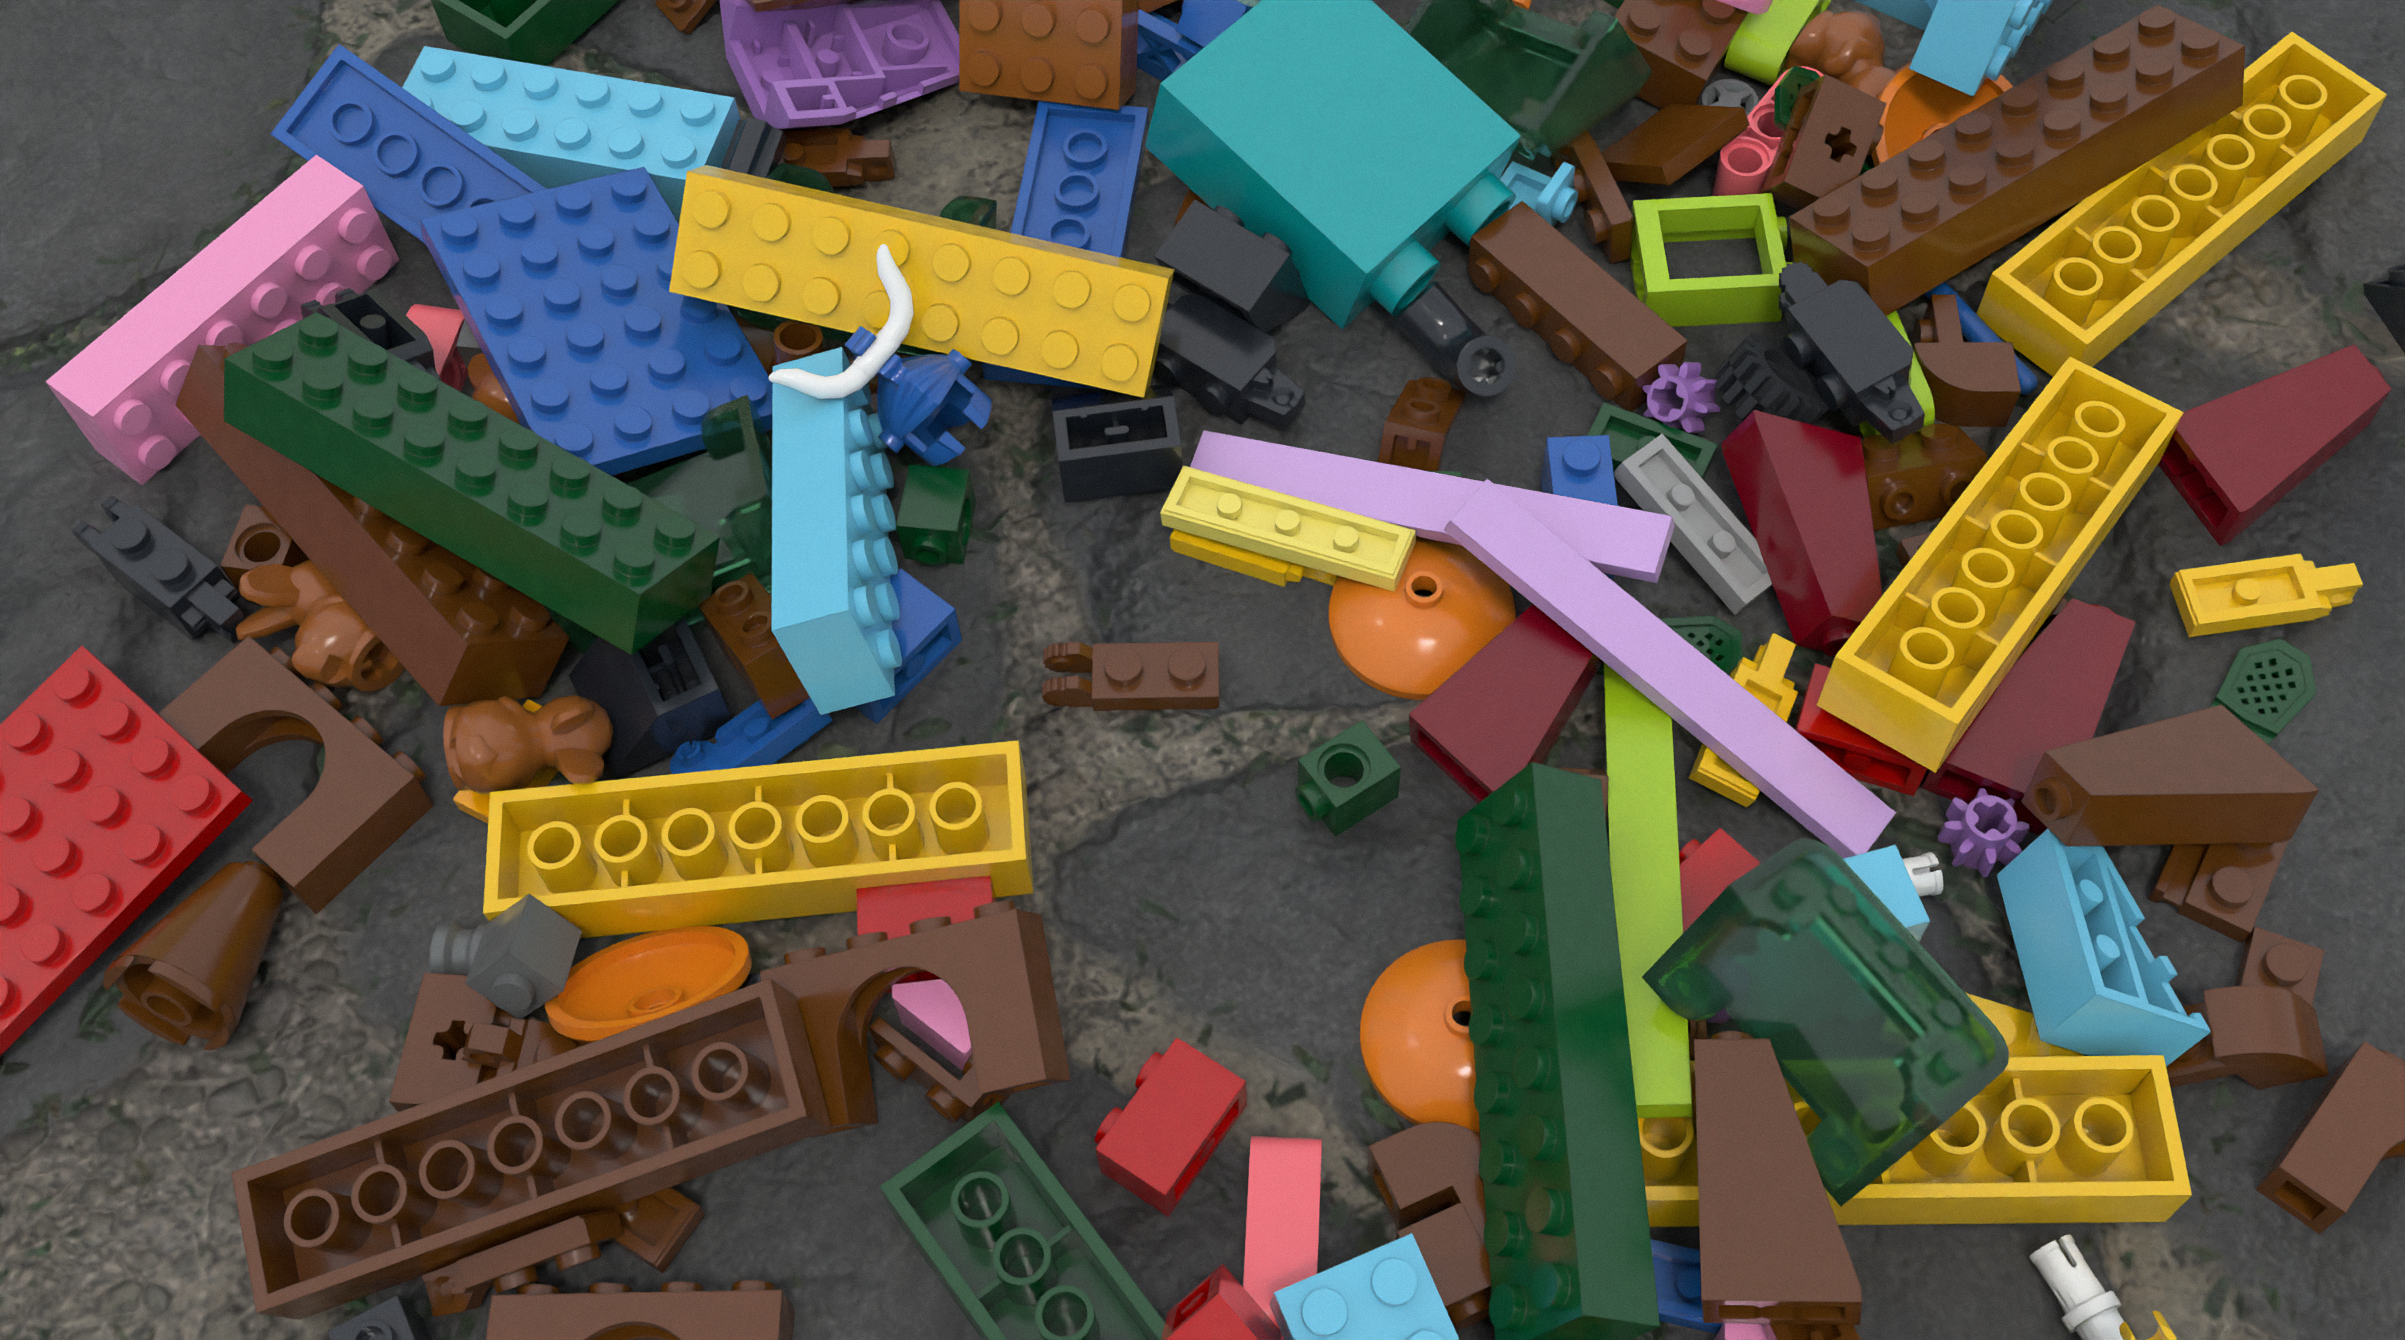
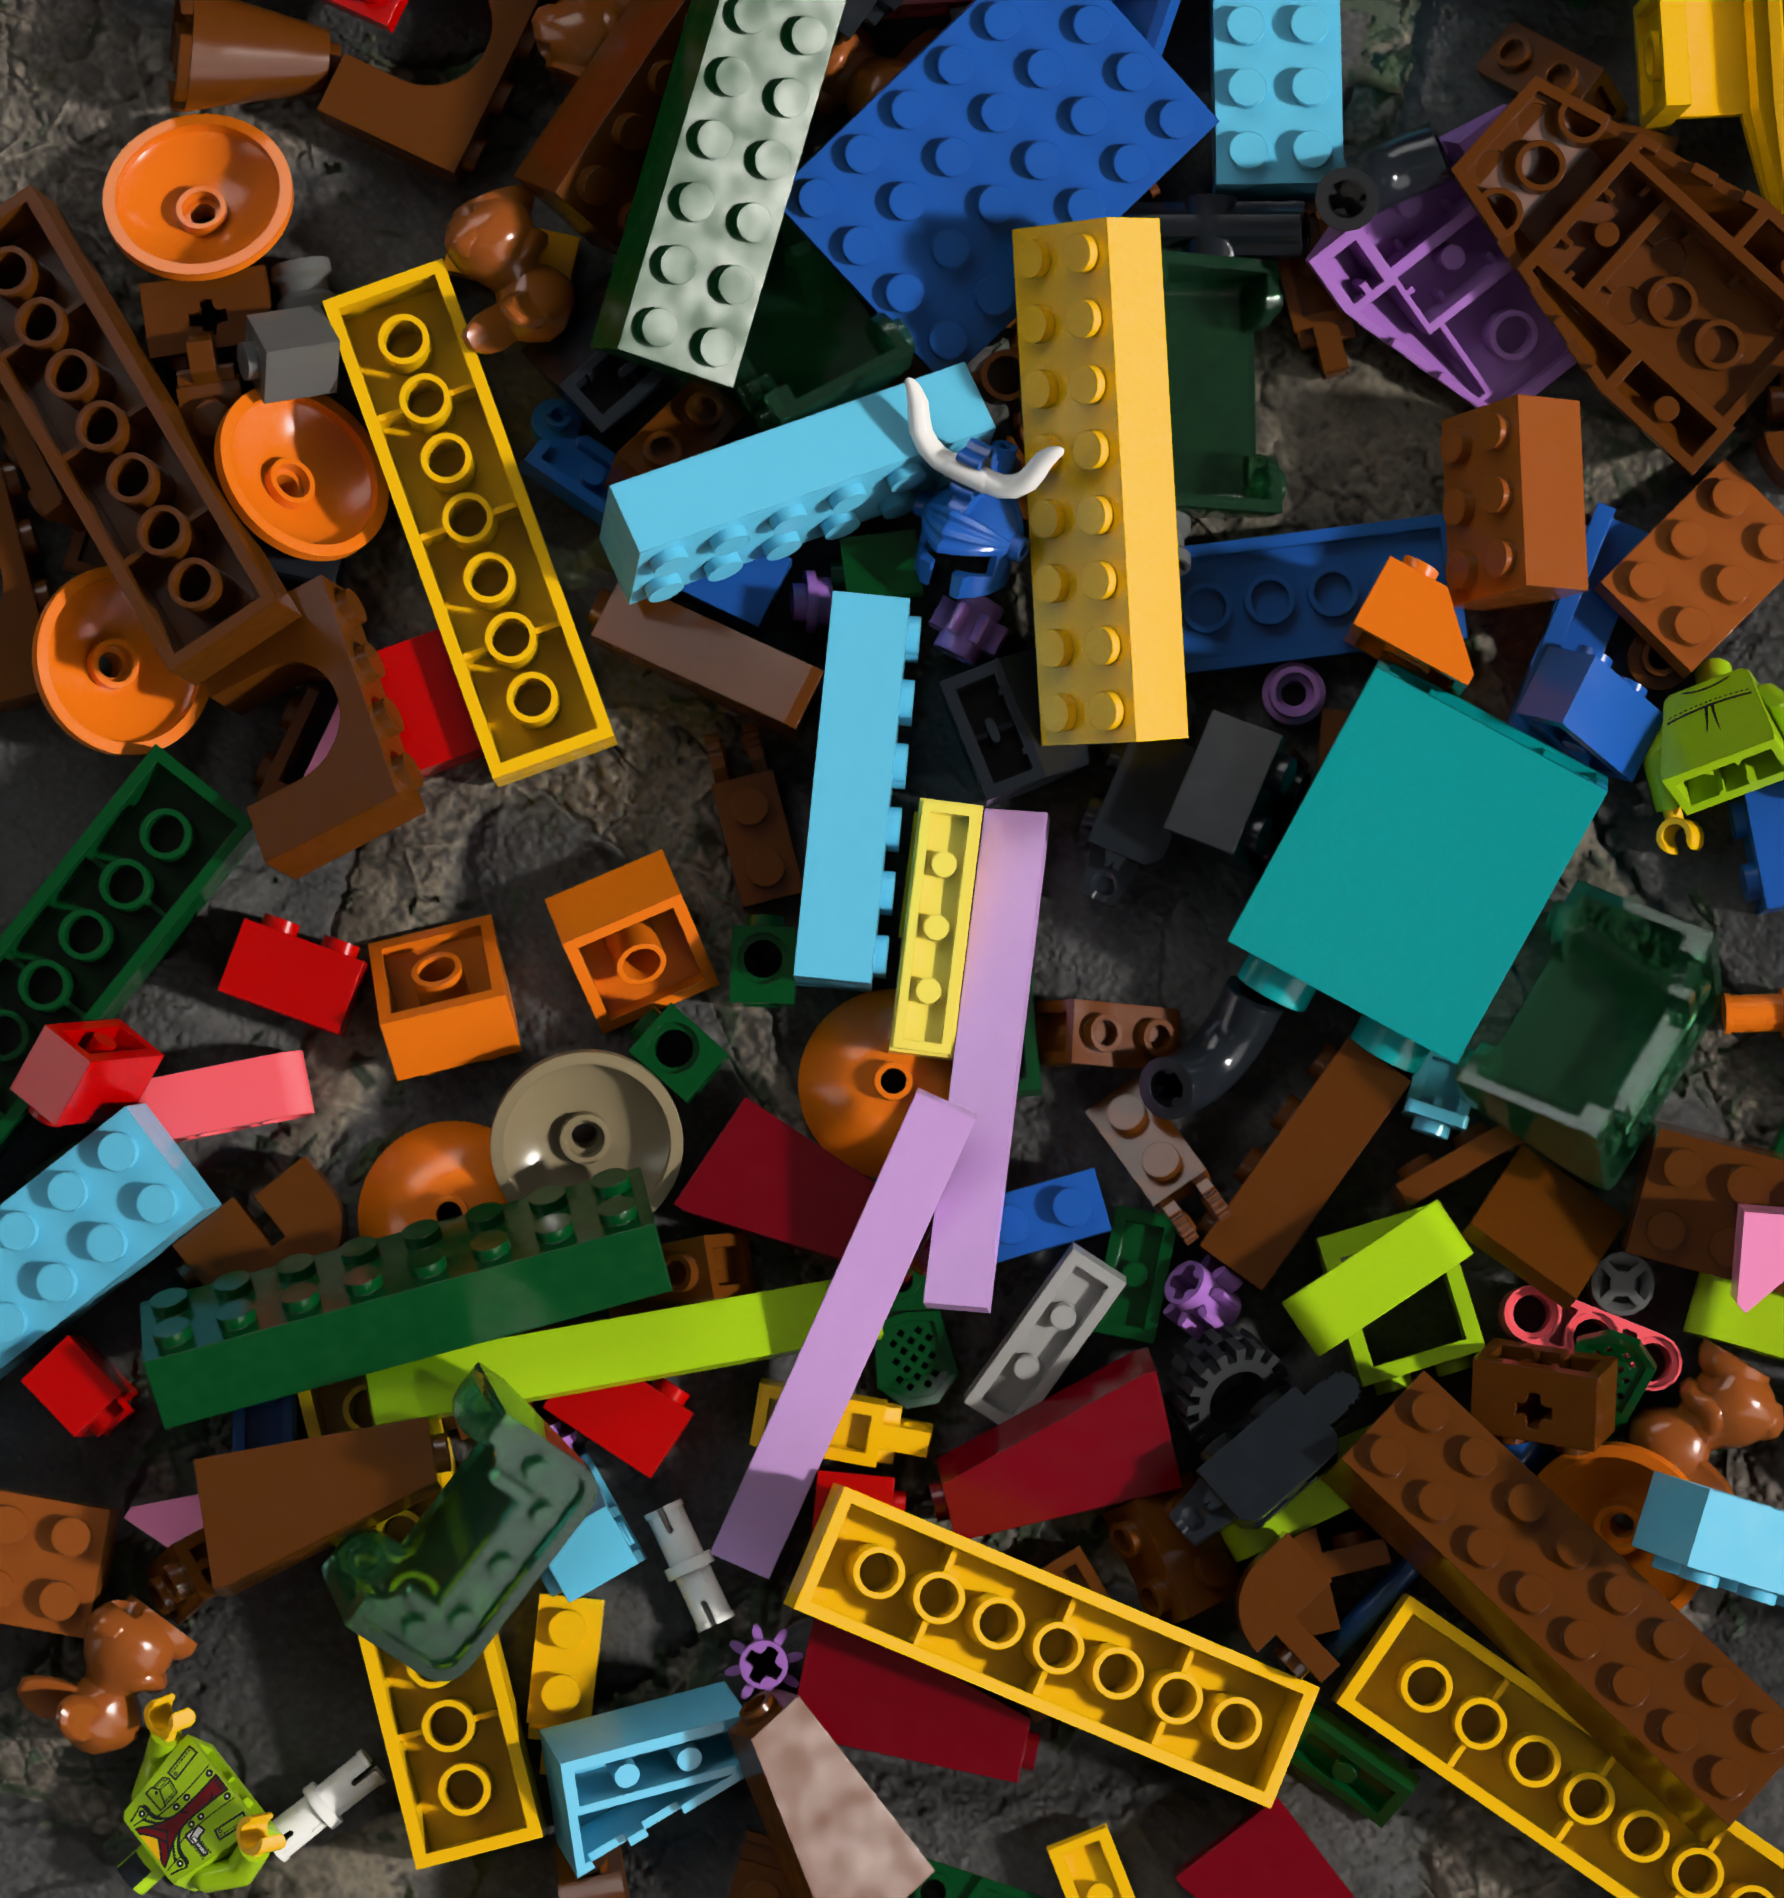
camera: 75 degrees right, 25 degrees up
(328, 1024) = (192, 172): none -> orange dish
(741, 53) = (1382, 178): none -> black cylinder
(780, 1220) = (140, 698): none -> orange dish
(947, 574) = (811, 601): none -> medium lavender plate
(977, 652) = (710, 660): none -> reddish brown slope
(1014, 455) = (968, 628): none -> medium lavender gear
(1114, 102) = (1413, 624): none -> orange slope
(1140, 561) = (853, 792): none -> medium azure brick
(1148, 236) = (1297, 674): none -> medium lavender plate
(1222, 795) = (631, 941): none -> orange slope
(1235, 979) = (443, 998): none -> orange slope
(1286, 710) = (768, 992): none -> dark green brick
(1403, 834) = (593, 1087): none -> dark tan dish
(1549, 402) = (1155, 1157): none -> reddish brown hinge
(1698, 240) = (1377, 1278): none -> lime beam
(1983, 370) = (1269, 1598): none -> reddish brown brick
(2150, 359) = (1352, 1767): none -> dark green plate

